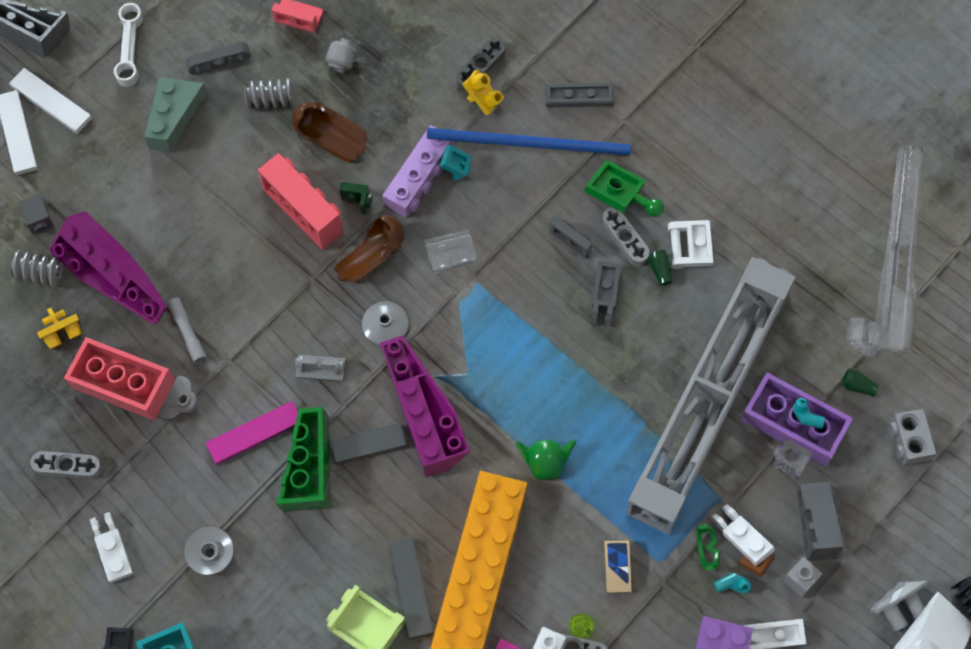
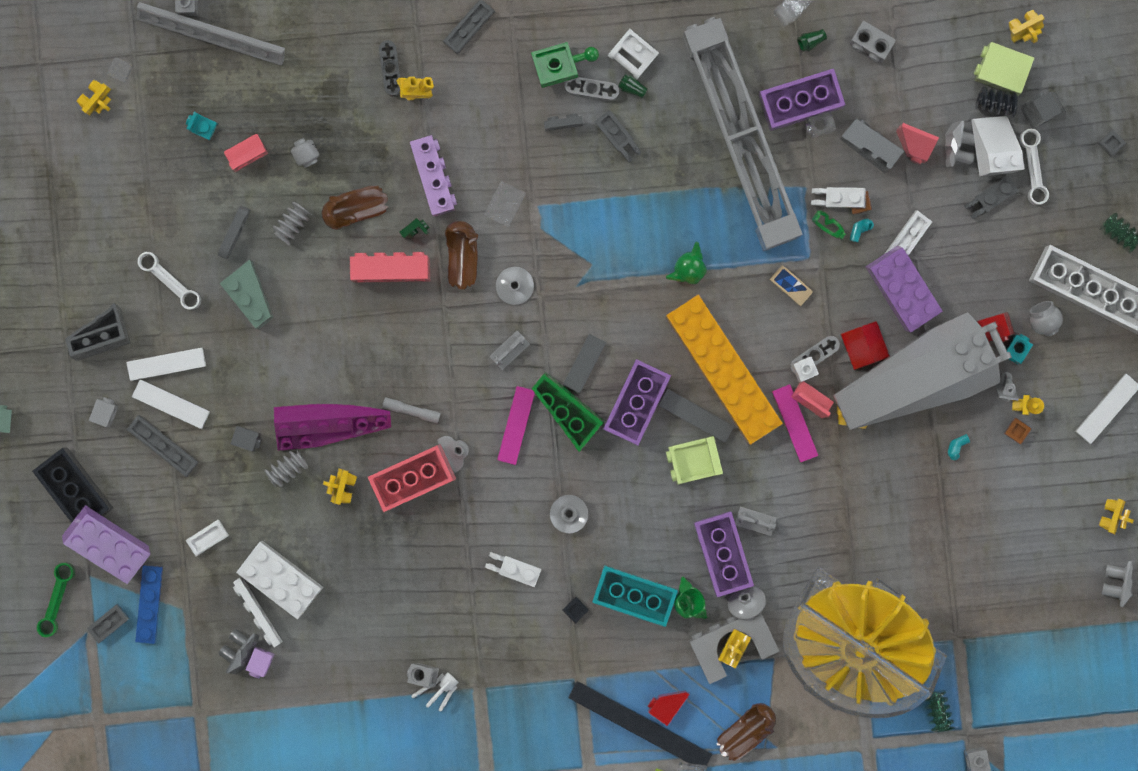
camera: 50 degrees left, 20 degrees up
(83, 459) = (443, 539): light grey beam -> none
(372, 518) = (637, 402): none -> medium lavender brick
(426, 410) = (595, 311): magenta wedge -> none
(456, 162) = (450, 148): teal bracket -> none
(528, 141) = (476, 91): blue piece -> none
(581, 626) = (806, 338): clear neon green tile -> none
(802, 577) = (894, 187): light grey brick -> none
(804, 415) = (808, 96): teal arm -> none
(865, 559) = (916, 143): none -> coral slope

